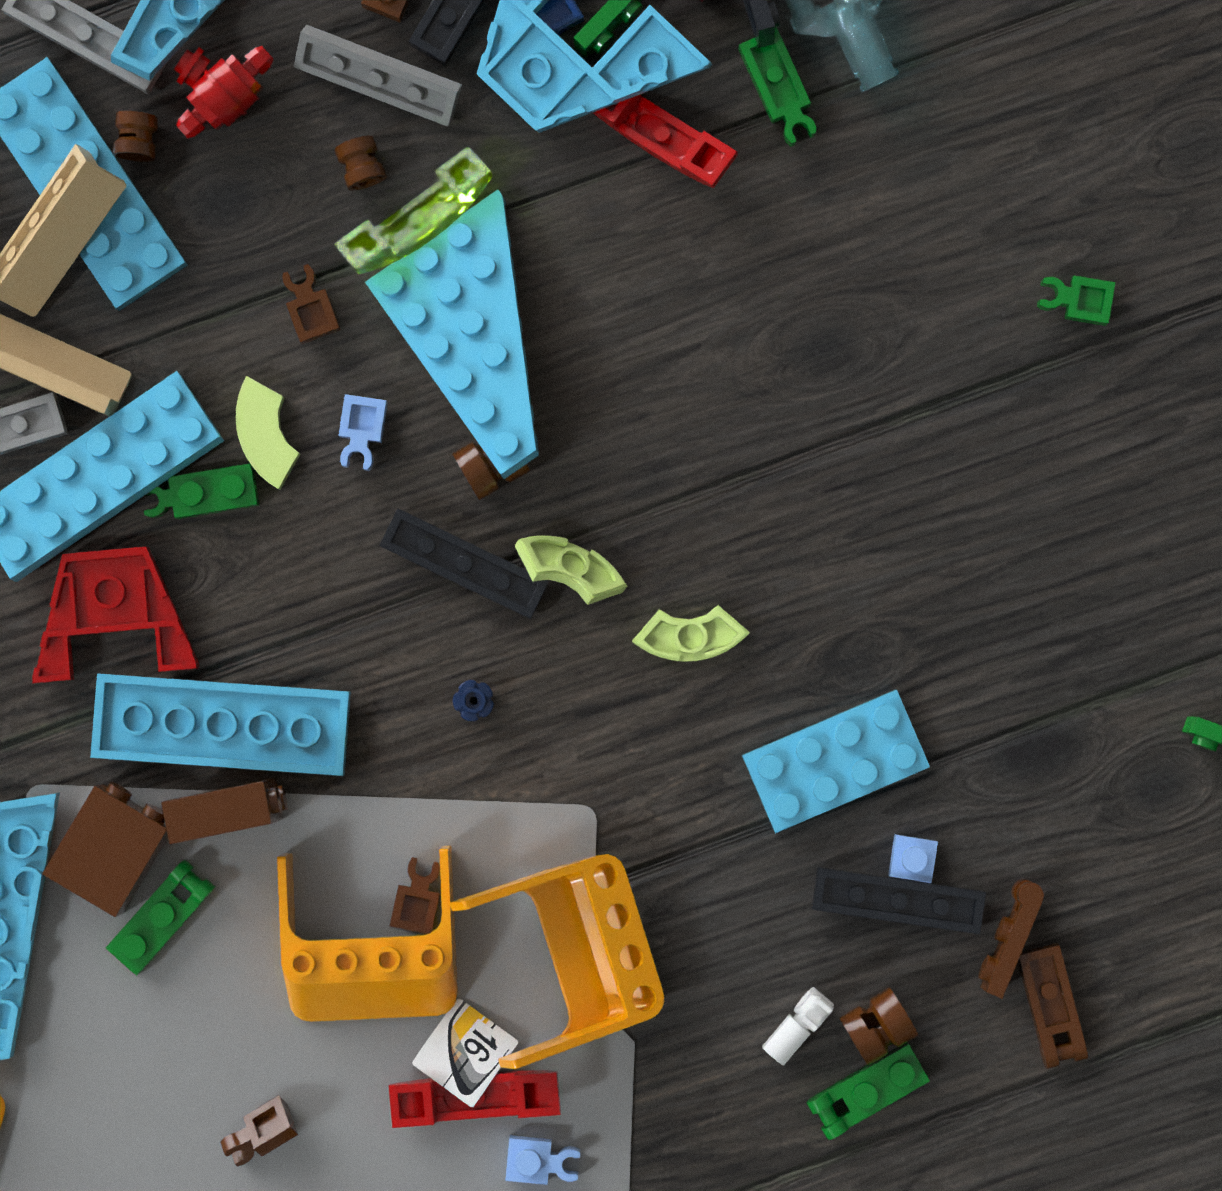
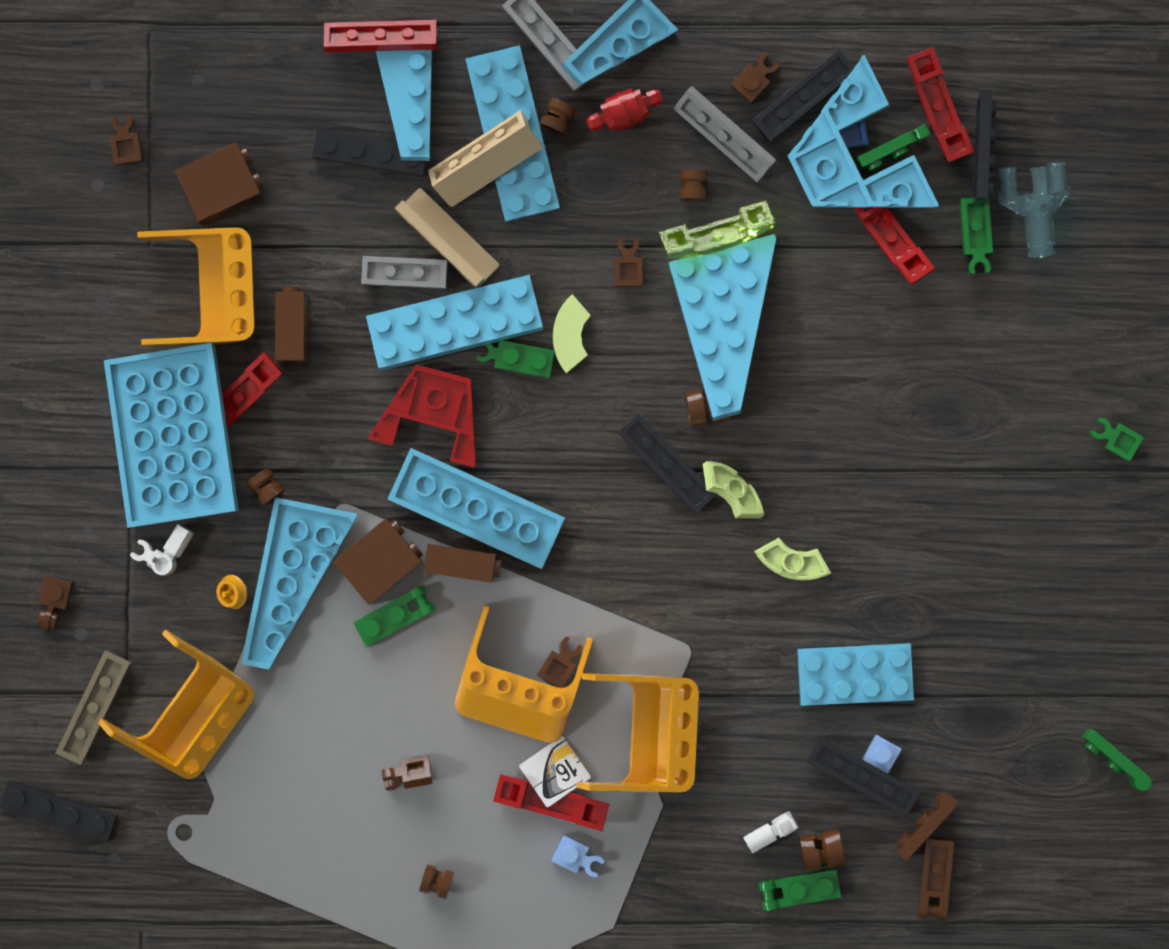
camera: 15 degrees right, 0 degrees up
(191, 66) = (608, 85): red plate -> none
(361, 423) = (634, 351): light blue plate -> none
(481, 708) = (635, 557): dark blue plate -> none

